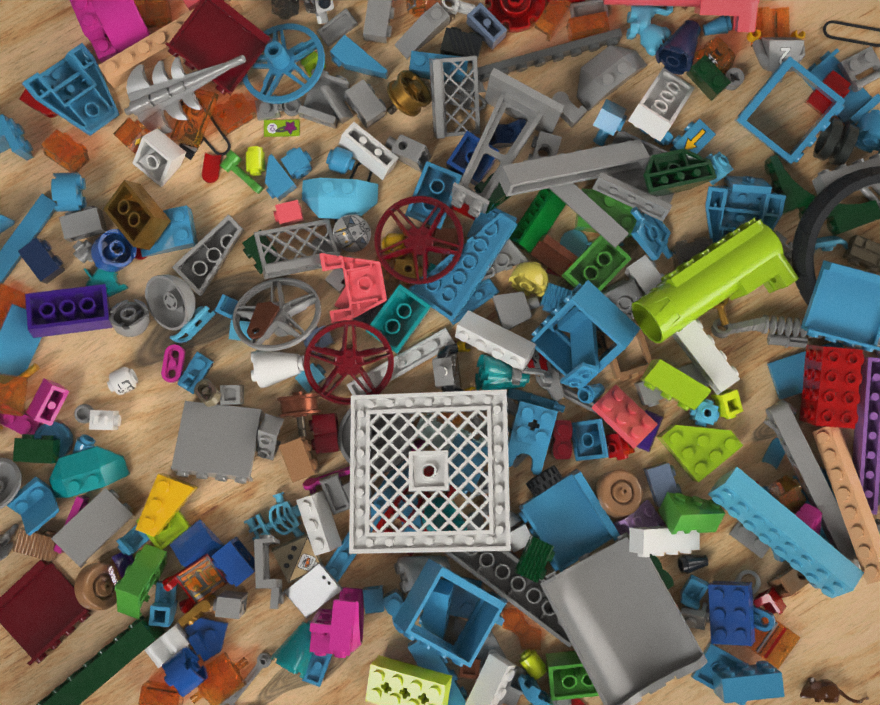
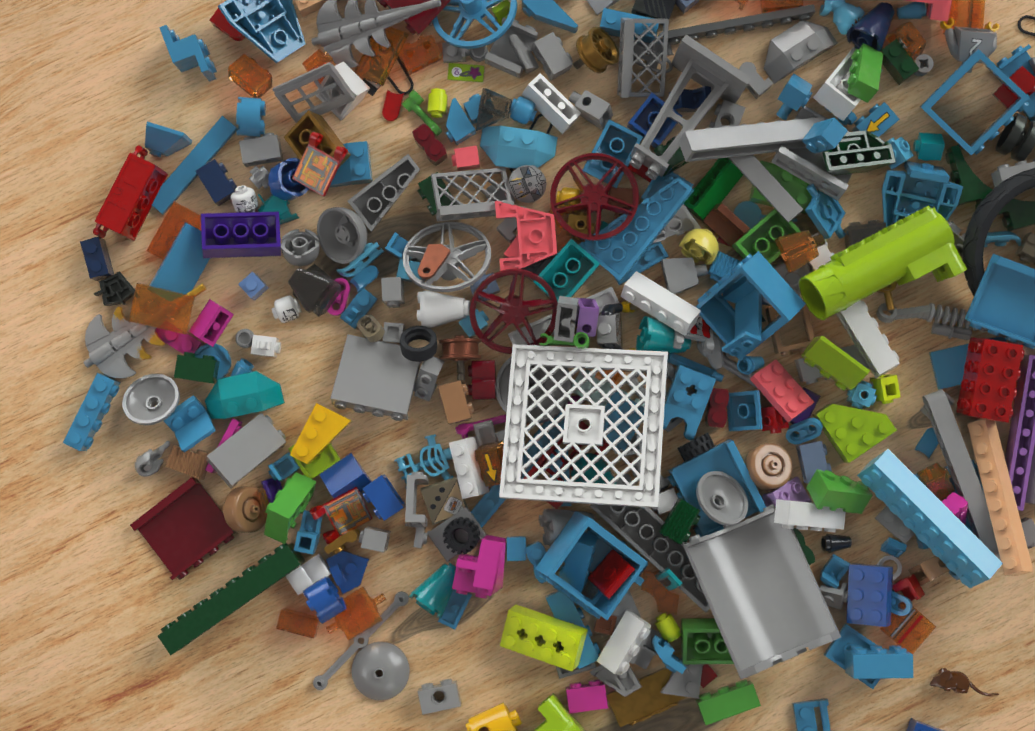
camera: 10 degrees right, 0 degrees up
(70, 275) = (244, 199): none -> white head
(87, 360) = (253, 286): none -> medium blue brick
(125, 145) = (313, 75): none -> light grey piece
(136, 236) = (317, 167): none -> flag
(147, 358) = (314, 289): none -> clear smoke piece
(198, 341) = (364, 277): none -> dark azure piece
(226, 353) = (393, 291): none -> light grey brick
(254, 206) = (426, 141): none -> dark red brick
(255, 415) = (418, 354): none -> black tyre
(308, 161) = (492, 108): none -> clear smoke slope
(310, 600) = (453, 543): none -> black tyre
(338, 515) = (490, 462): none -> clear orange brick
(401, 365) = (566, 319): none -> light grey brick
(415, 383) = (580, 336): none -> bright green brick
(421, 363) = (587, 314): none -> medium lavender torso
(470, 618) = (611, 573): none -> red tile
(529, 617) = (668, 579): none -> teal slope
(574, 531) = (722, 498): none -> light grey dish
(628, 273) = (799, 248): none -> clear orange torso
(643, 157) = (824, 135): none -> dark azure brick
(651, 454) = (805, 430): none -> dark azure plate
(677, 91) = (865, 72): none -> bright green brick
(748, 159) = (929, 146): none -> teal brick
(750, 562) = (893, 547): none -> dark azure tile

